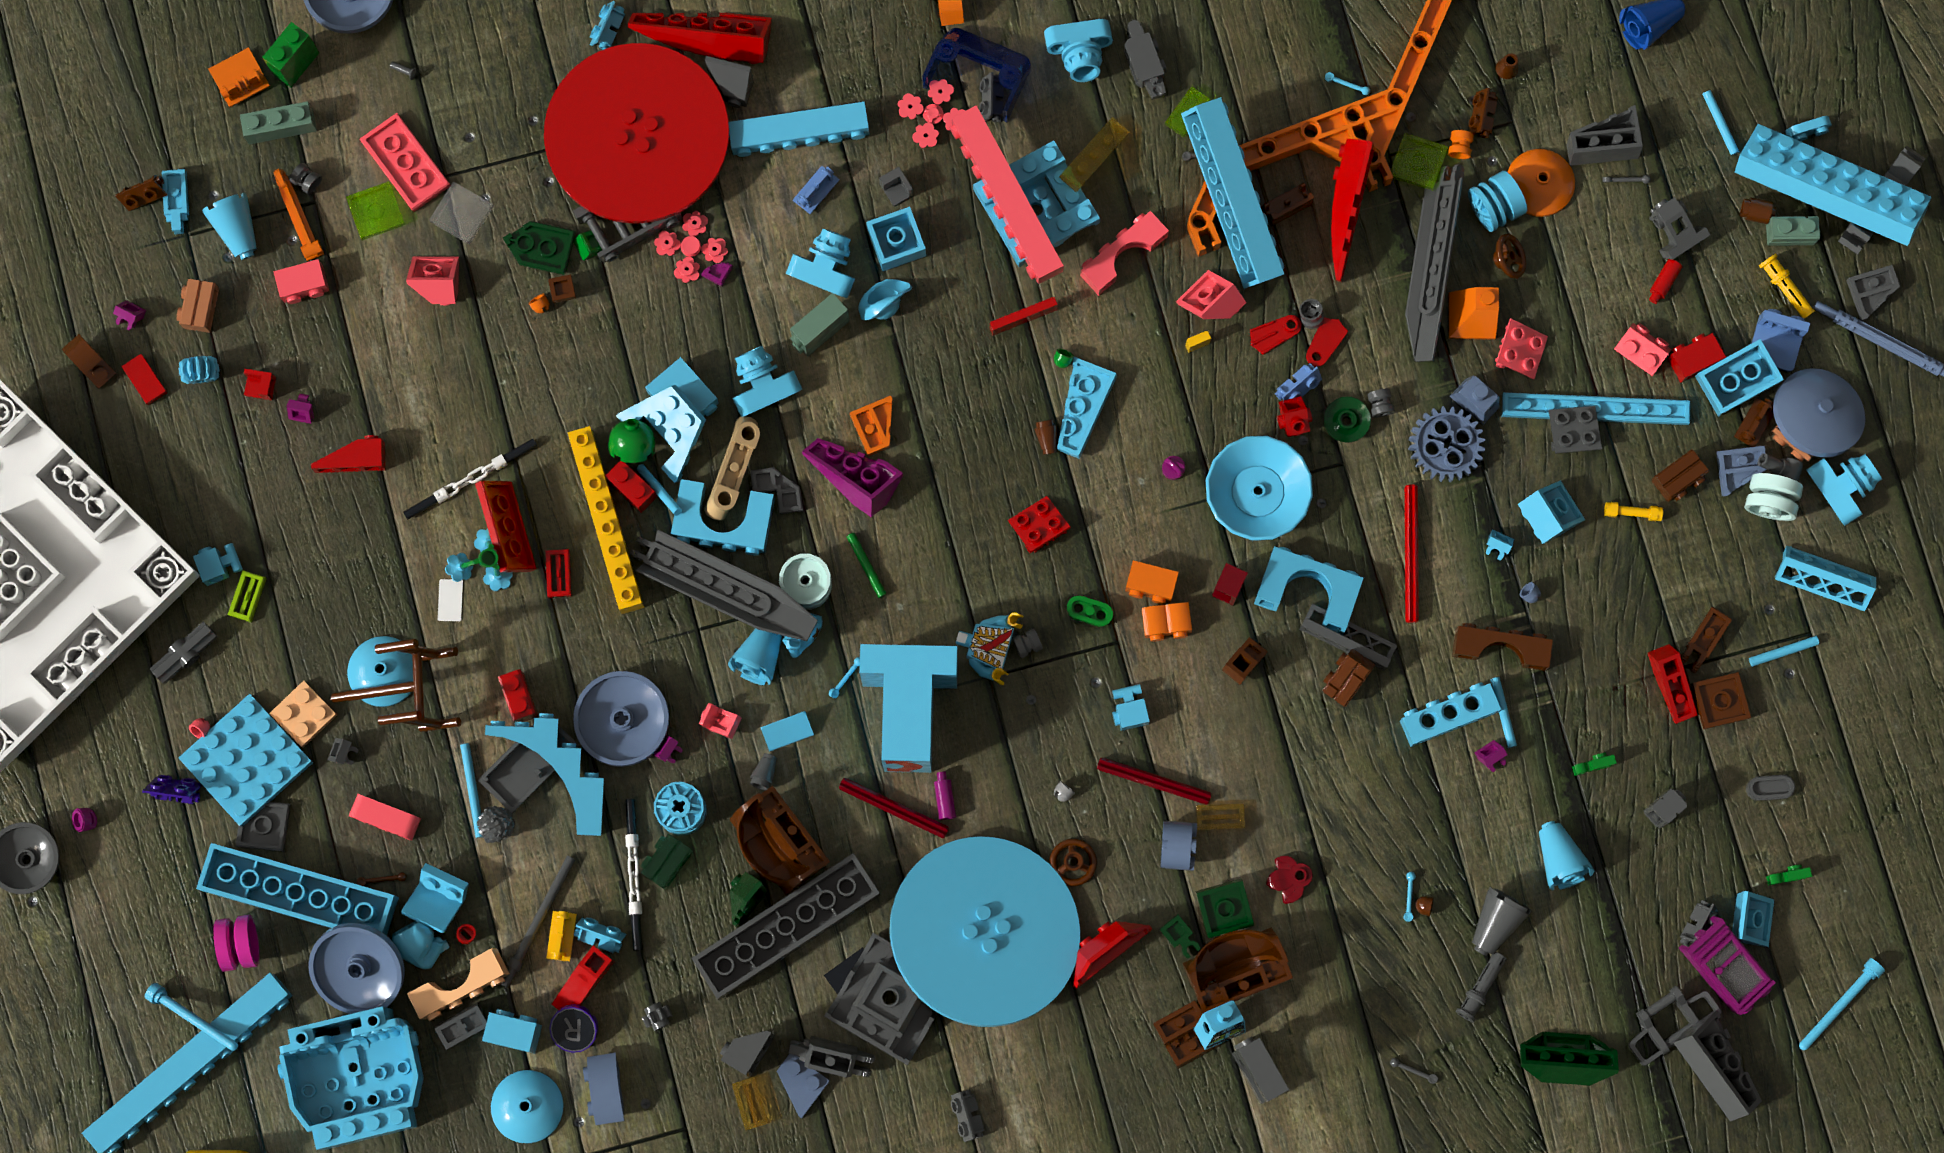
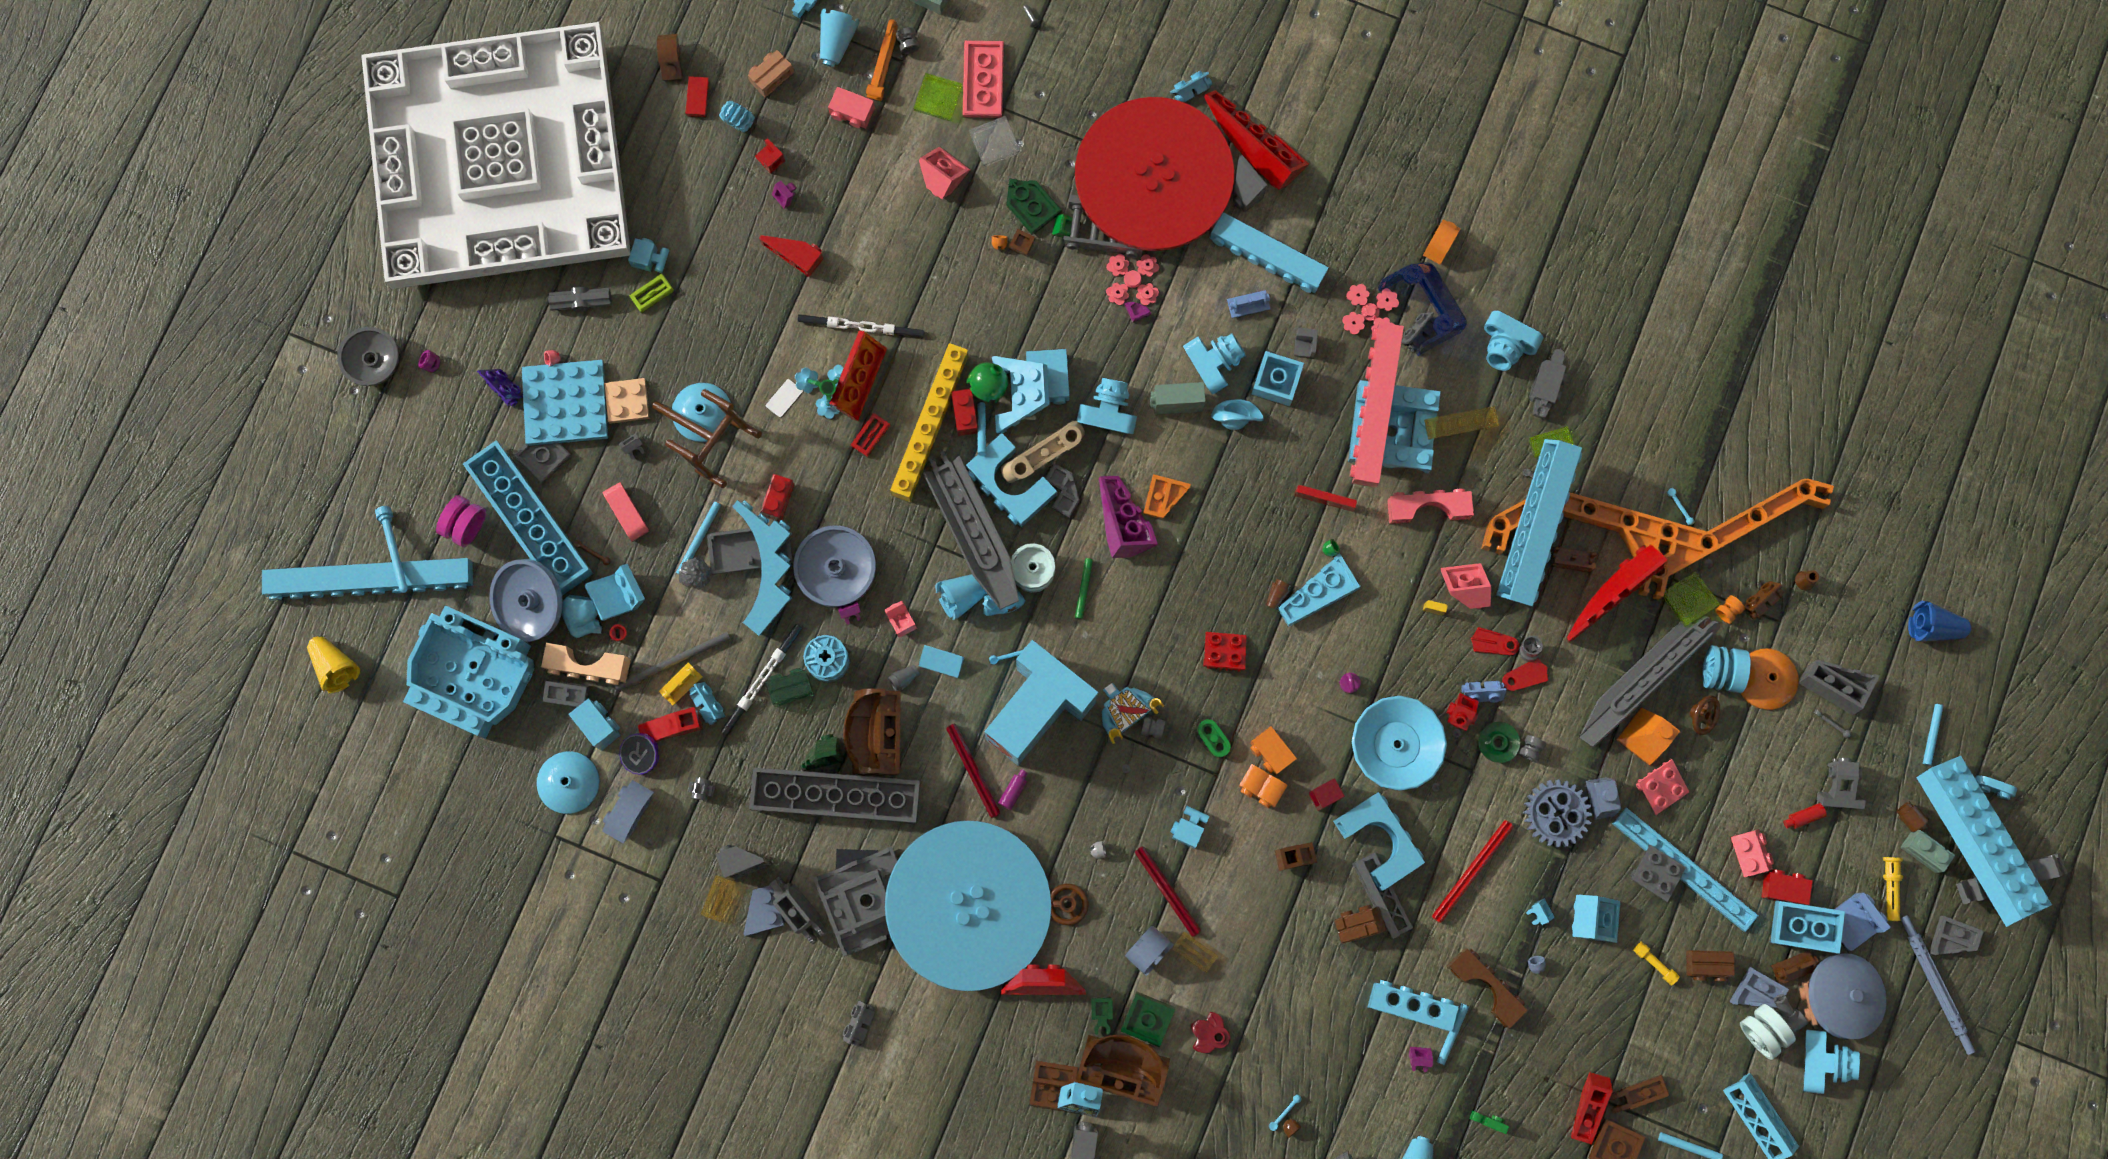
camera: 35 degrees right, 0 degrees up
(130, 313) = (721, 44): magenta tile -> none

